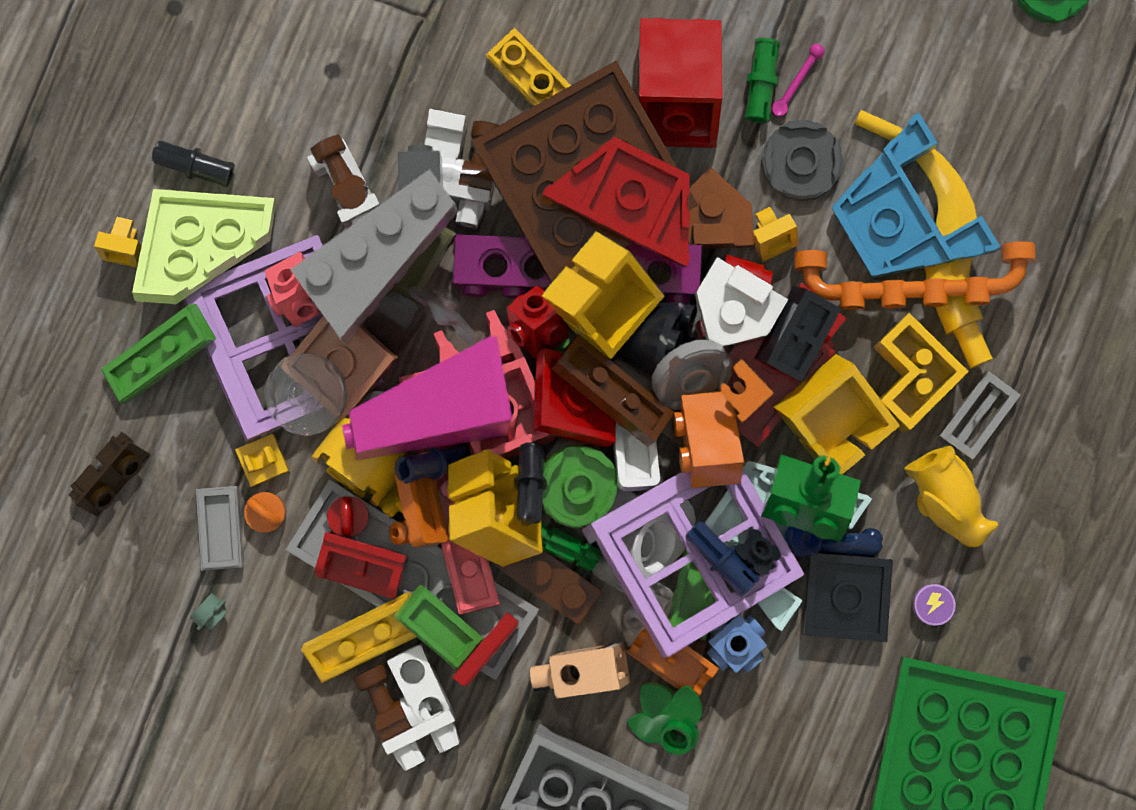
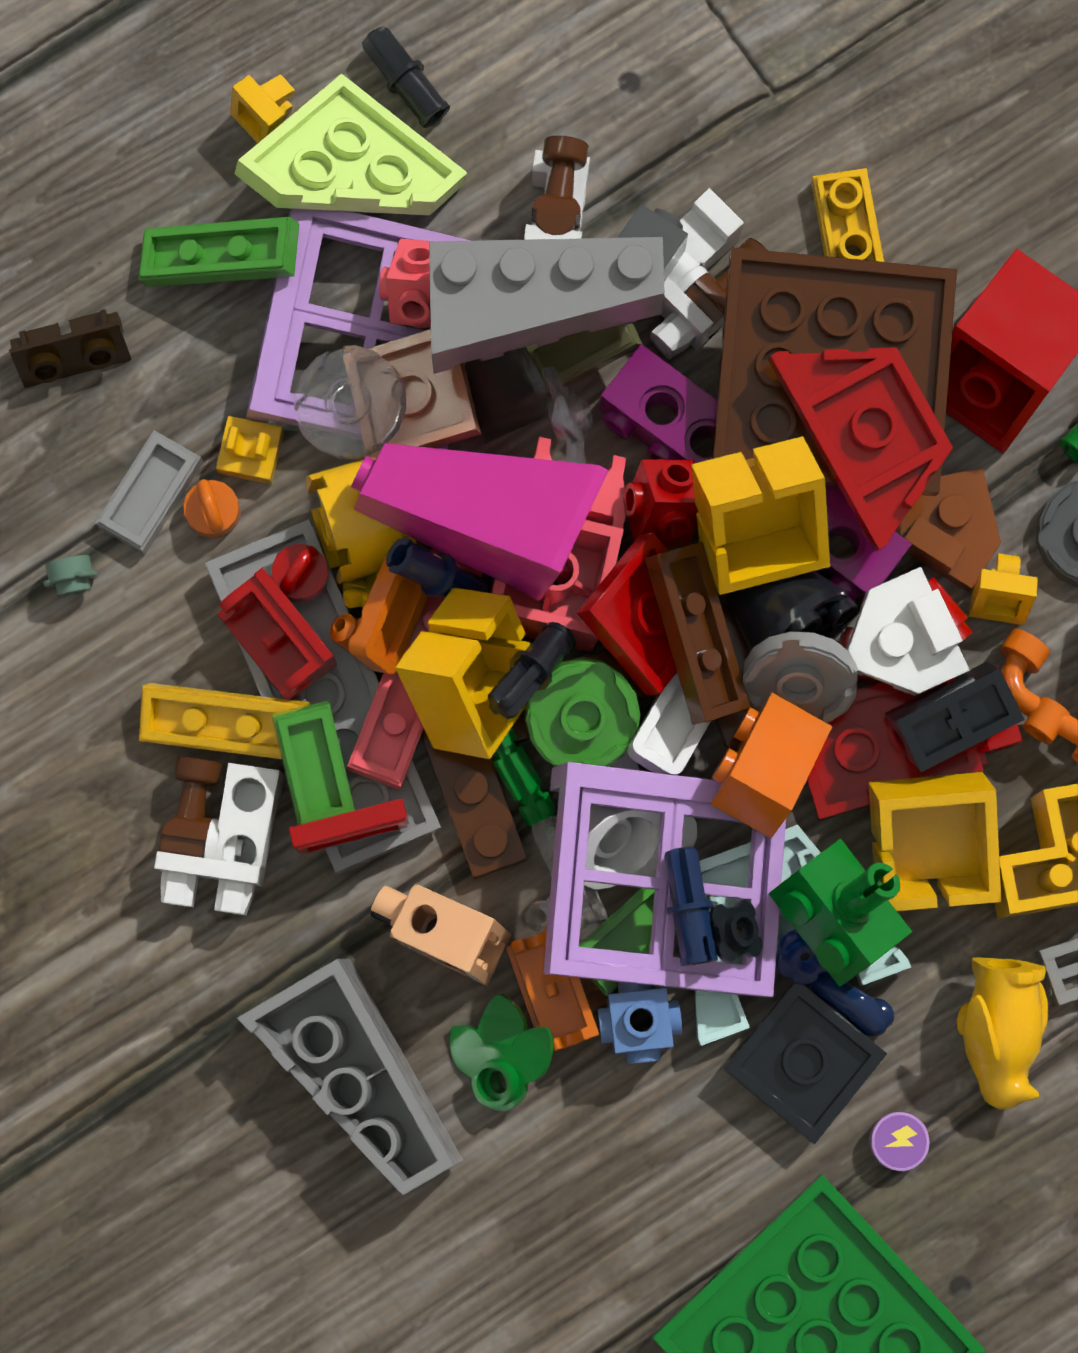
camera: 30 degrees right, 5 degrees down
(750, 396) = (850, 747): orange hinge -> none

